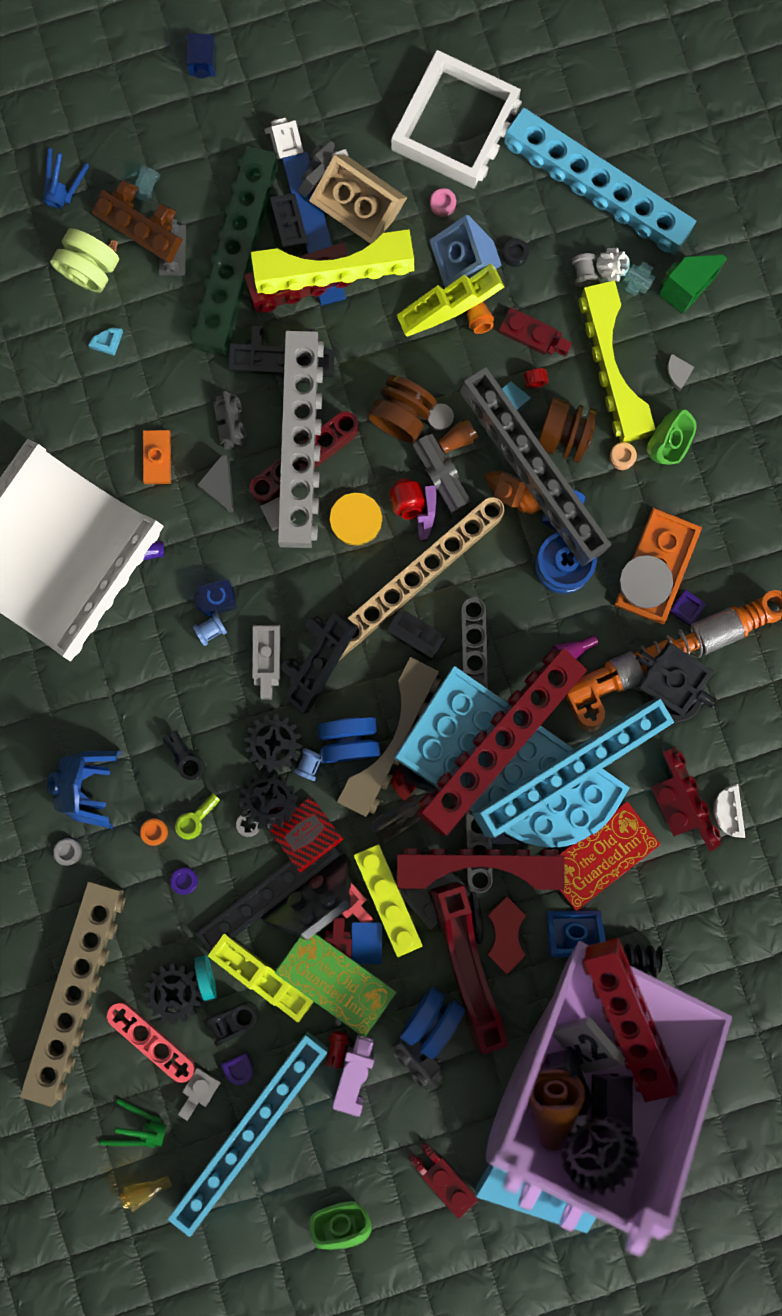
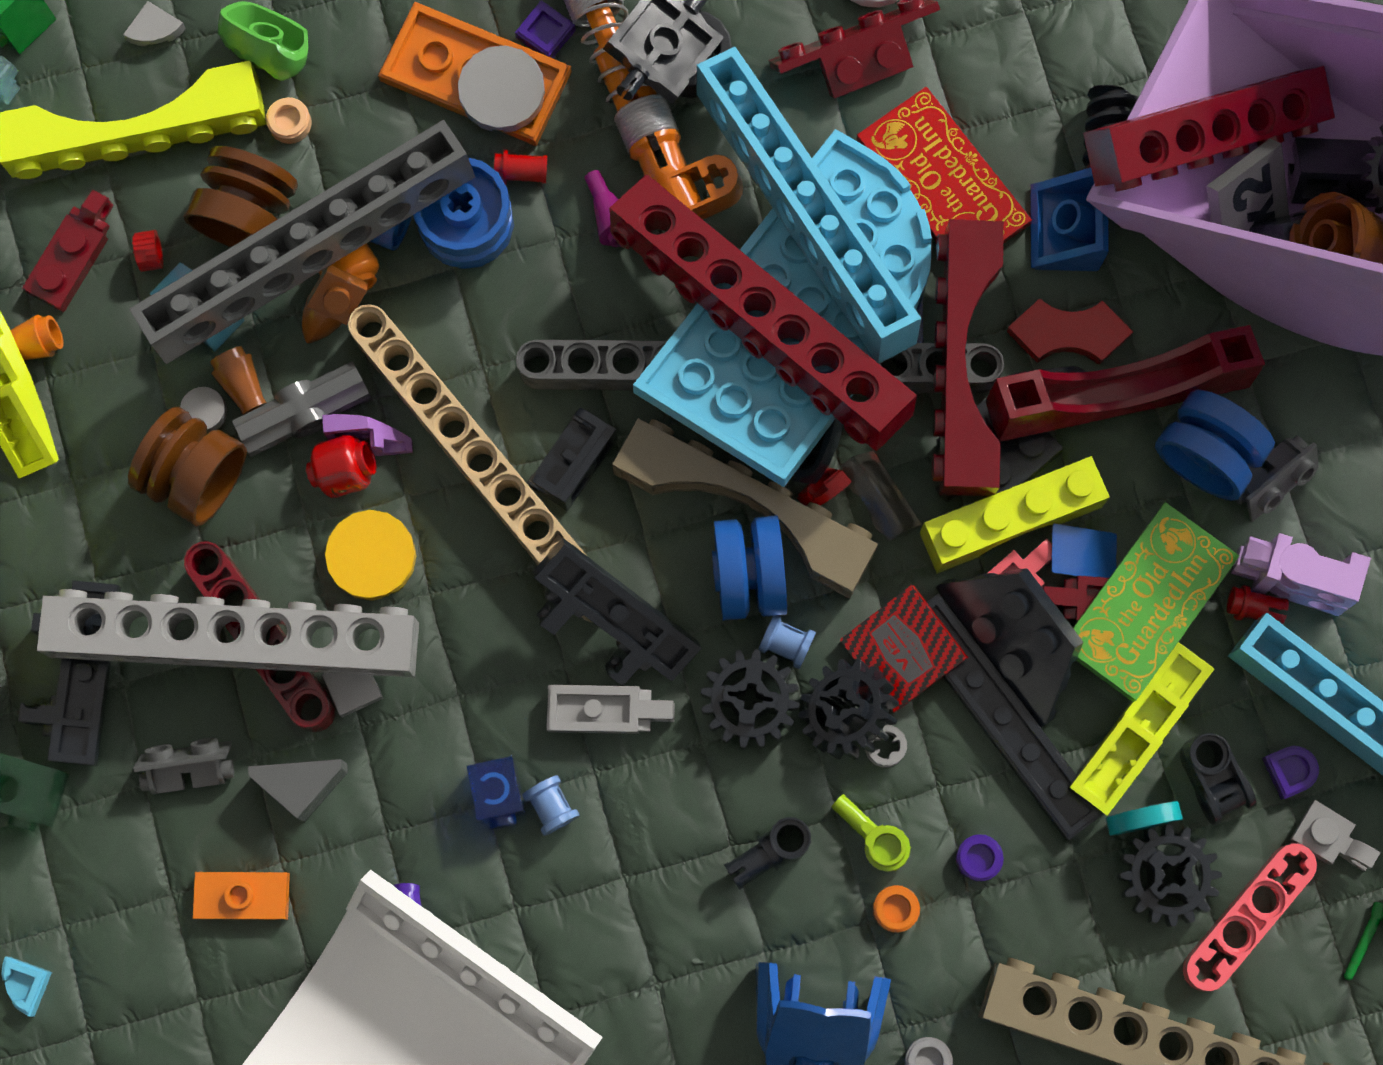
camera: 85 degrees left, 5 degrees down
(597, 595) = (521, 167): none -> red pin

